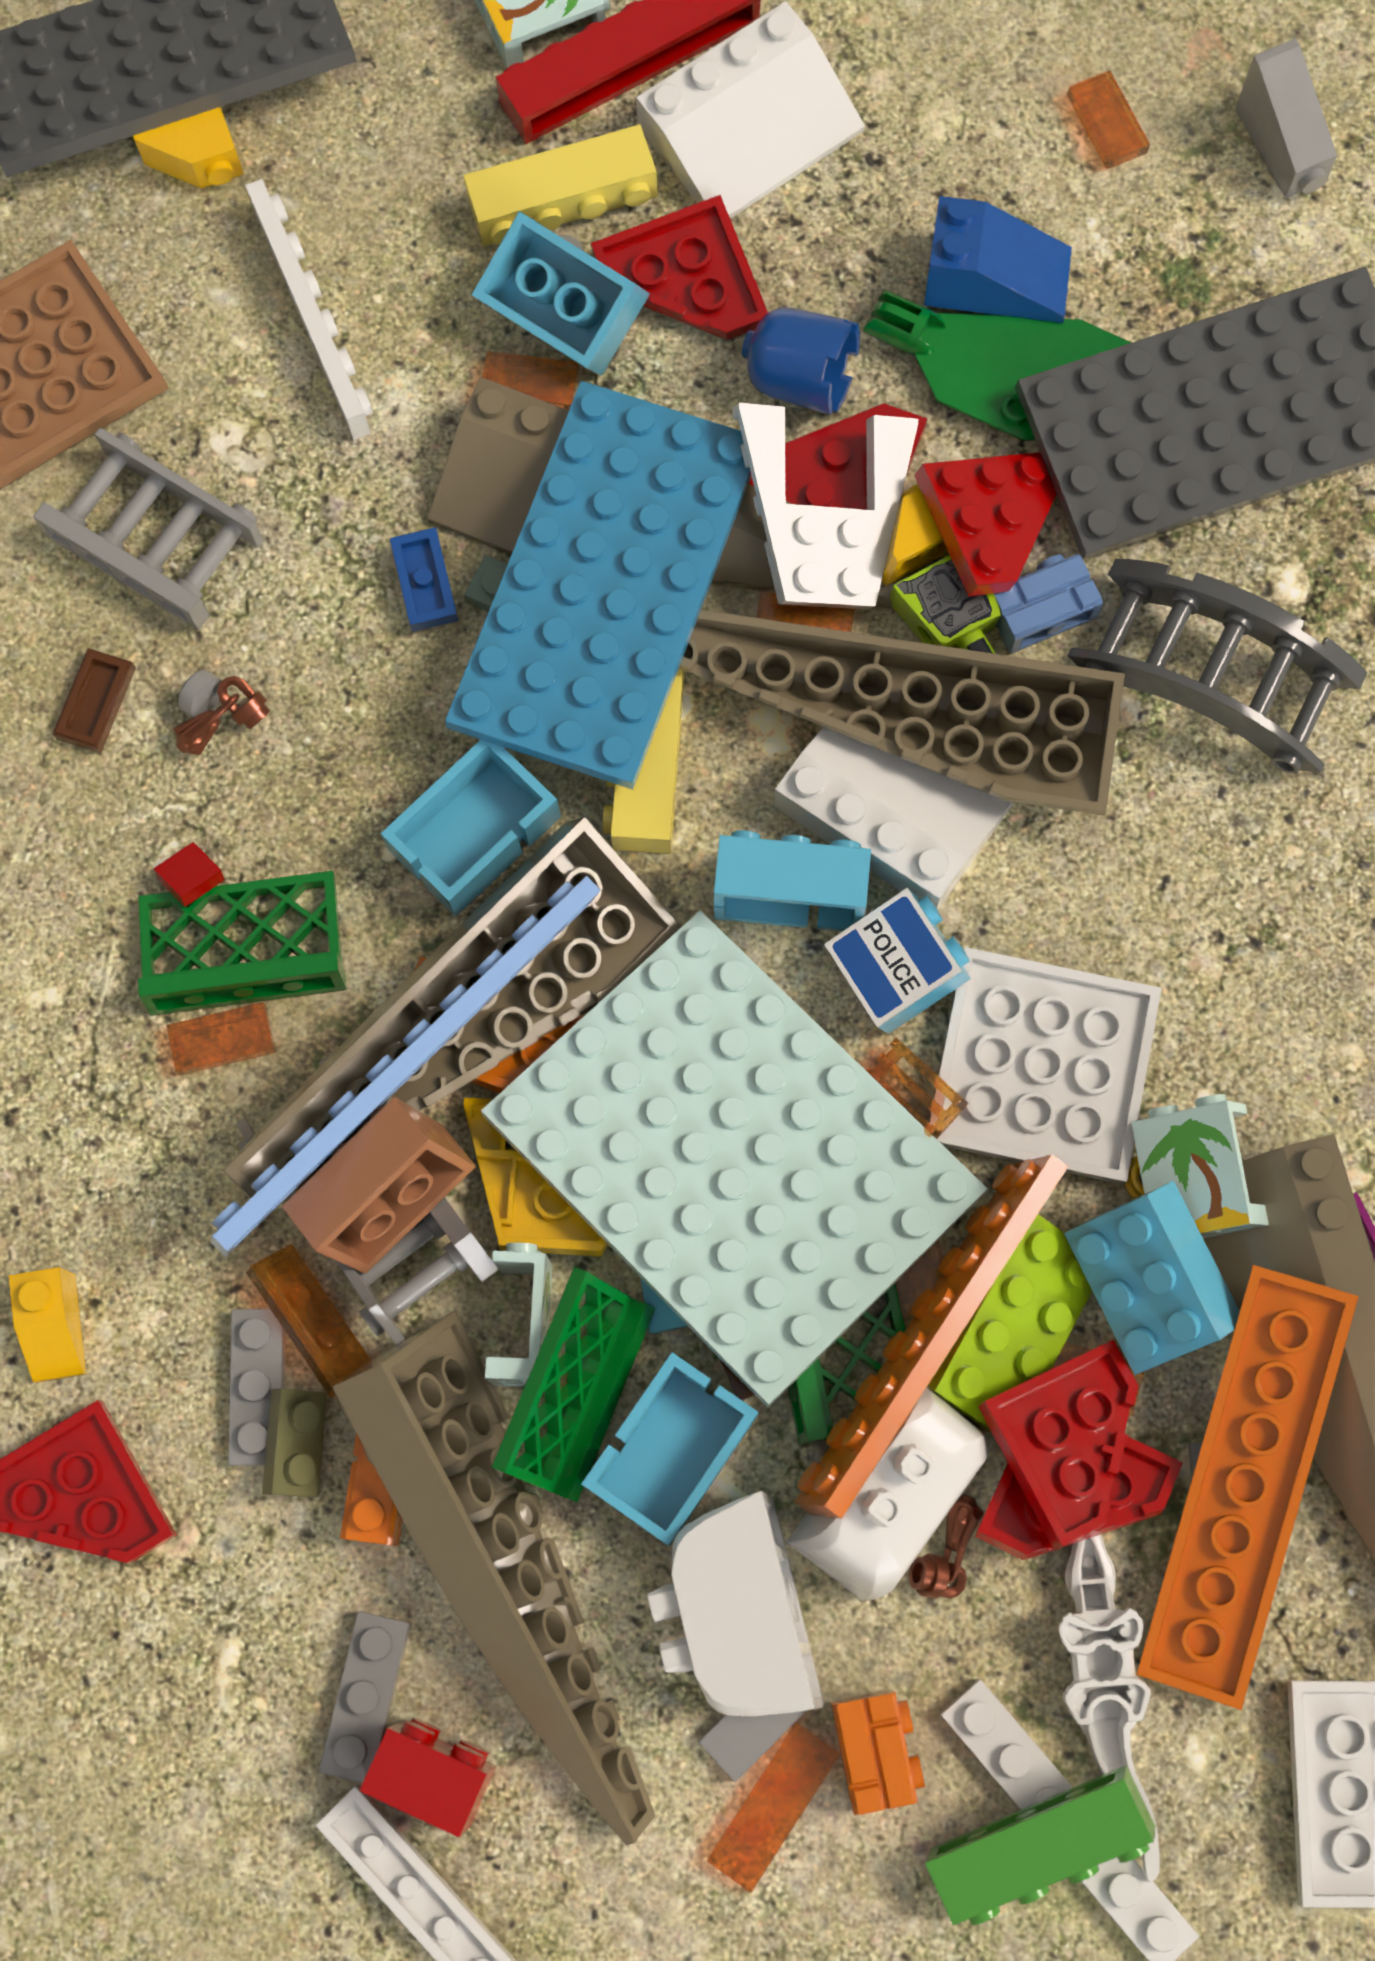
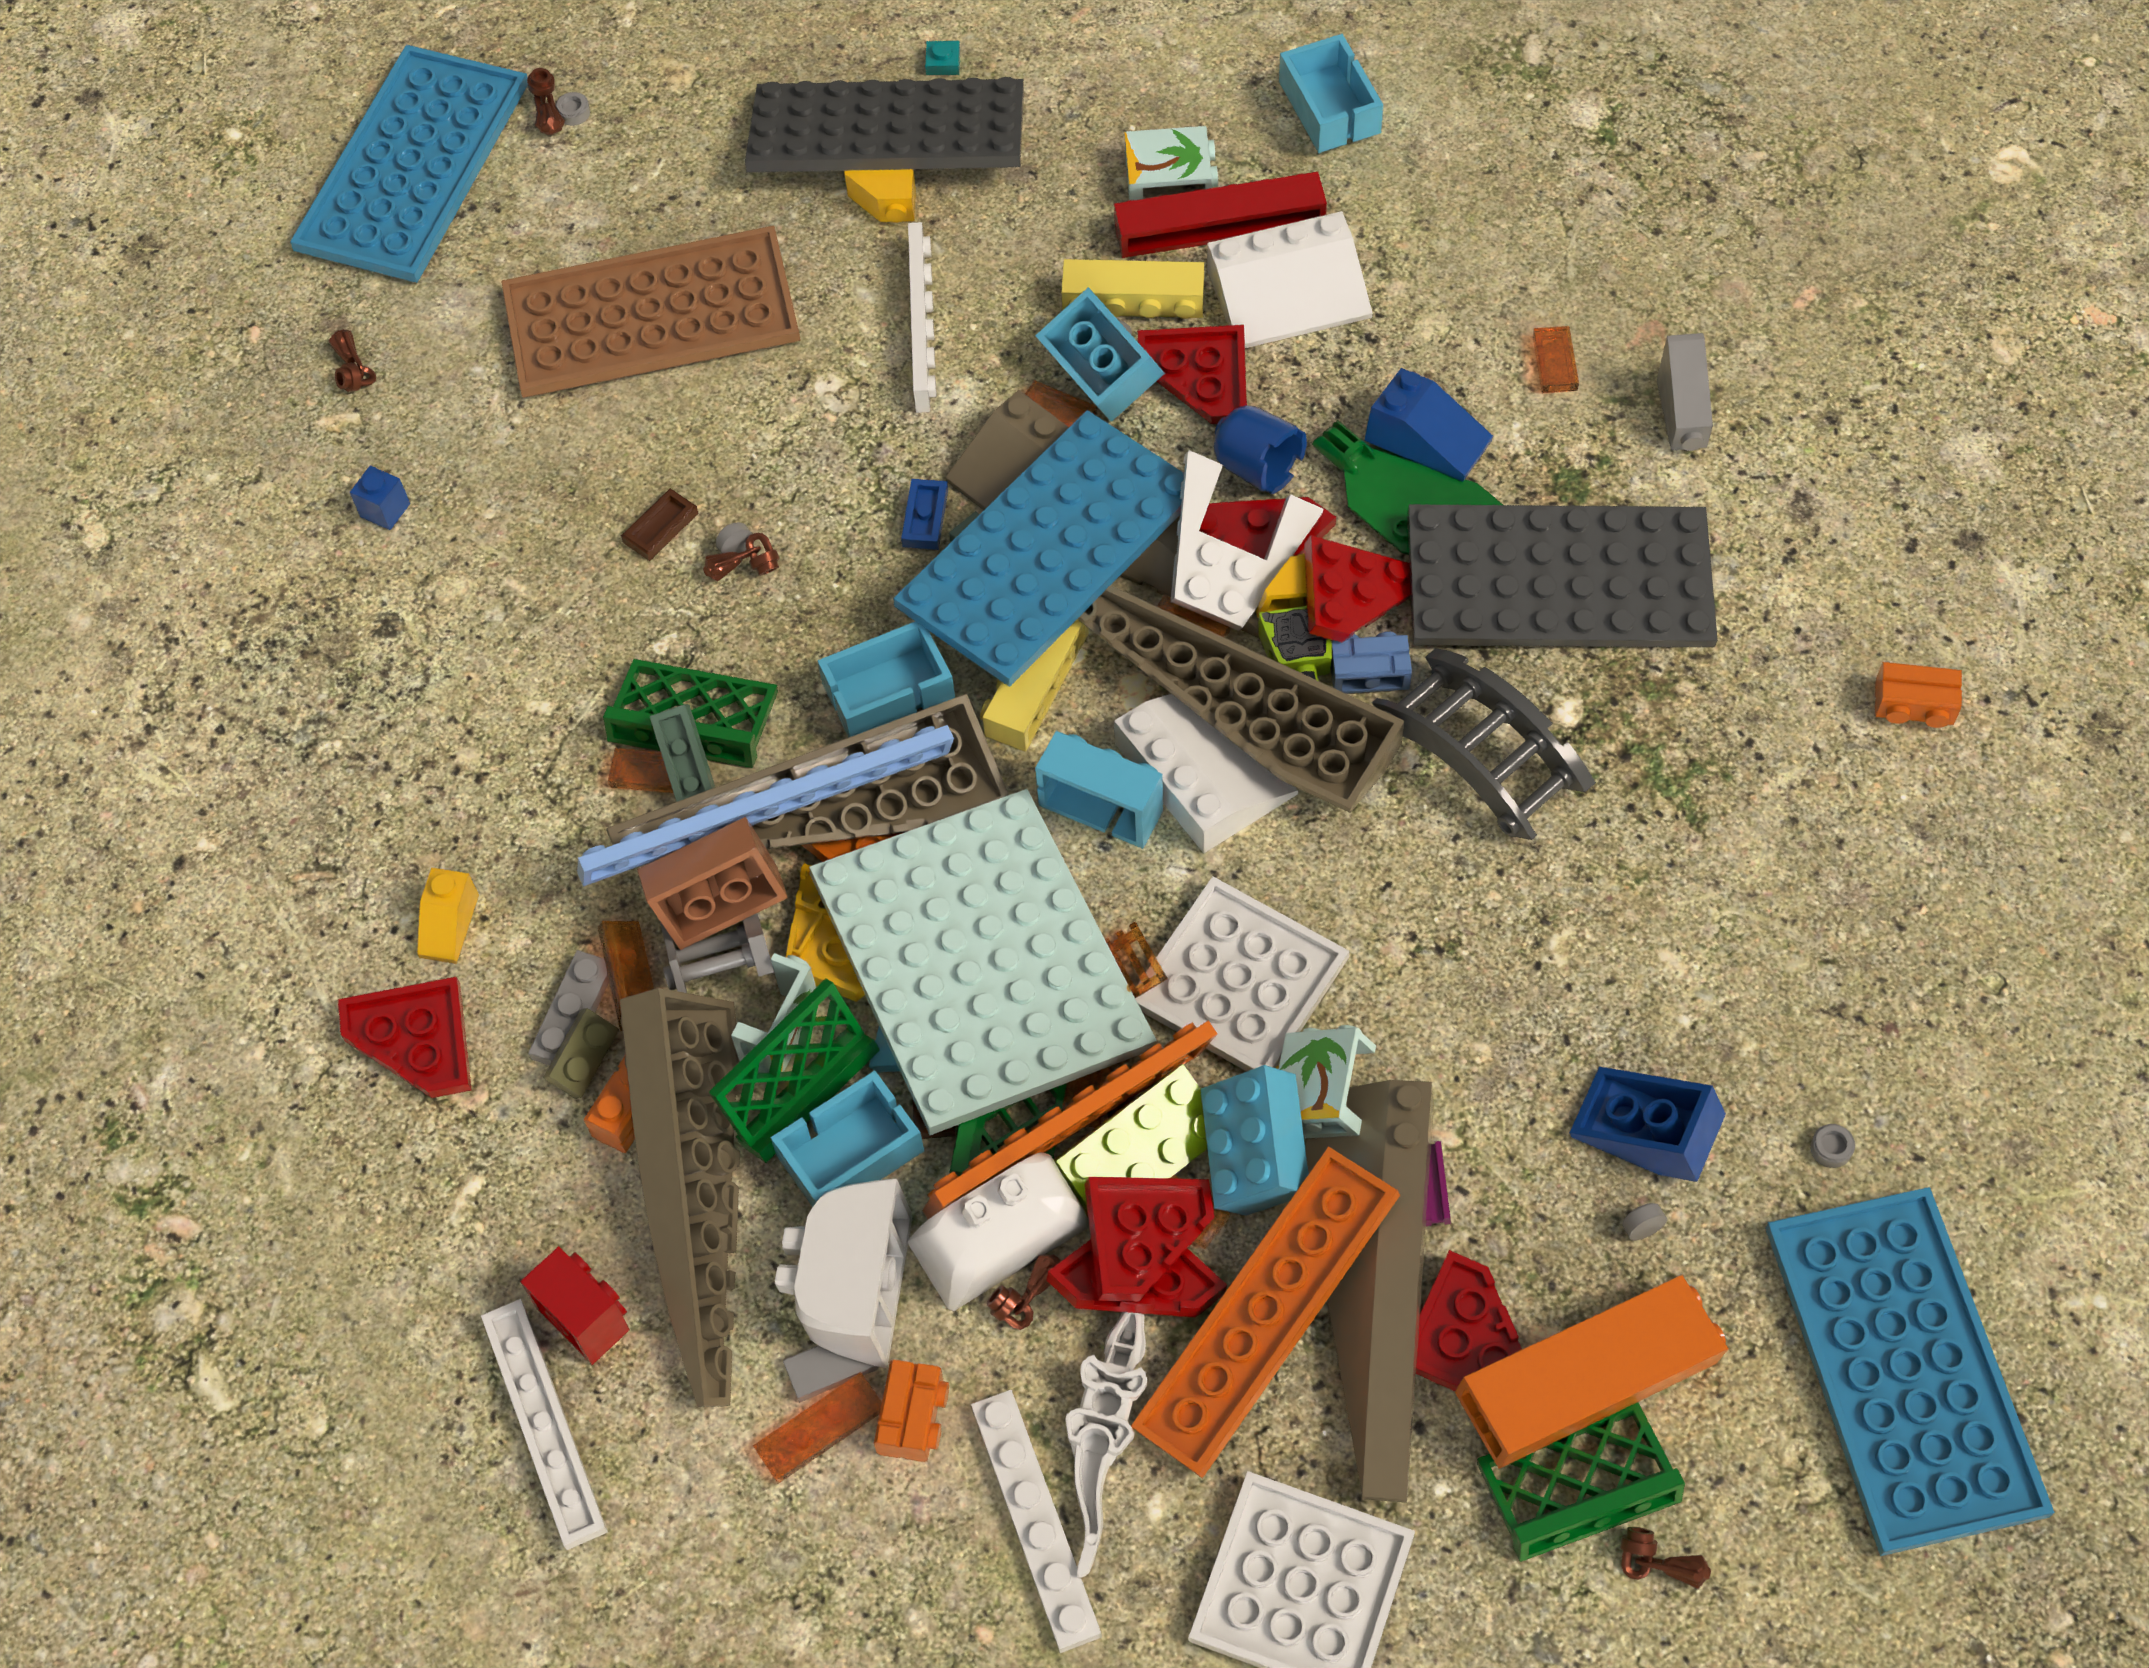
camera: 20 degrees right, 15 degrees down
(145, 572) = (730, 452): light grey fence -> none
(189, 874) = (674, 654): red tile -> none
(266, 1020) = (682, 752): none -> sand green plate
(364, 1695) = (567, 1227): light grey plate -> none
(899, 959) = (1158, 866): piece -> none
(1040, 1847) = (1003, 1513): bright green brick -> none

